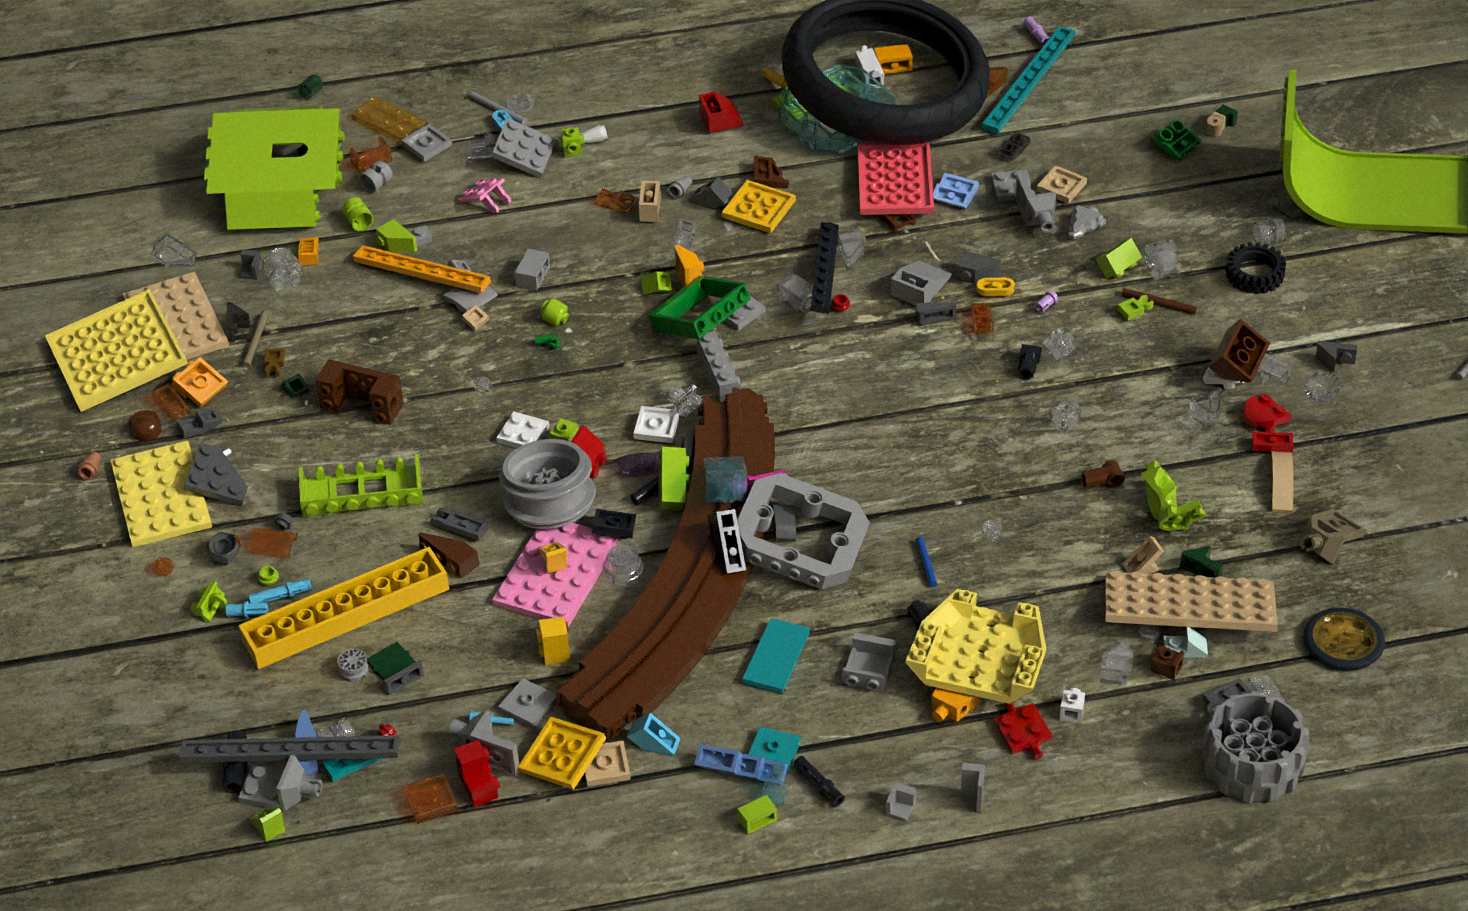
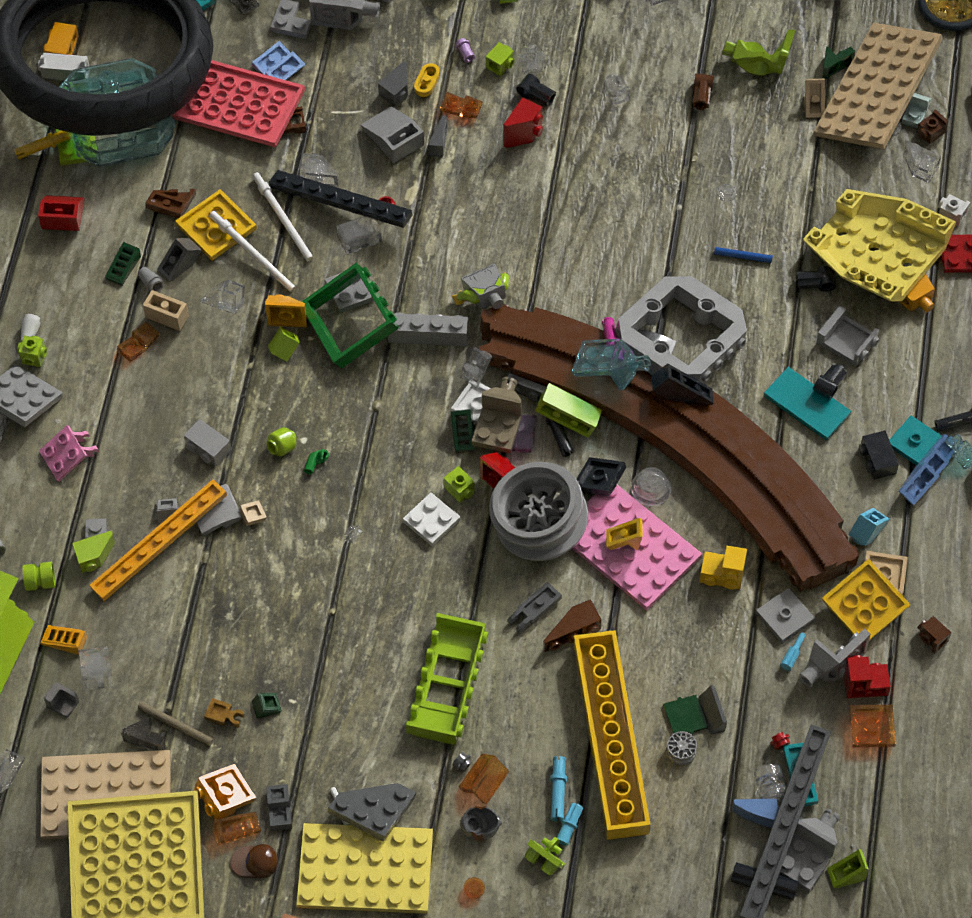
camera: 70 degrees left, 15 degrees up
(268, 575) = (529, 794): lime plate -> none
(342, 380) = (297, 656): reddish brown plate -> none
(551, 819) = (934, 633): none -> reddish brown brick
(623, 419) = (464, 412): none -> dark green slope
(641, 437) = (499, 417): none -> dark tan plate
(691, 167) = (128, 253): none -> dark green slope
(739, 722) = (878, 455): none -> black brick
(753, 208) = (226, 227): none -> white bar
(778, 383) = (484, 288): none -> light grey torso
(798, 658) = (829, 382): none -> black piece
(813, 224) = (265, 190): none -> white bar
(976, 356) = (523, 124): none -> red slope
(1047, 323) = (500, 59): none -> lime brick

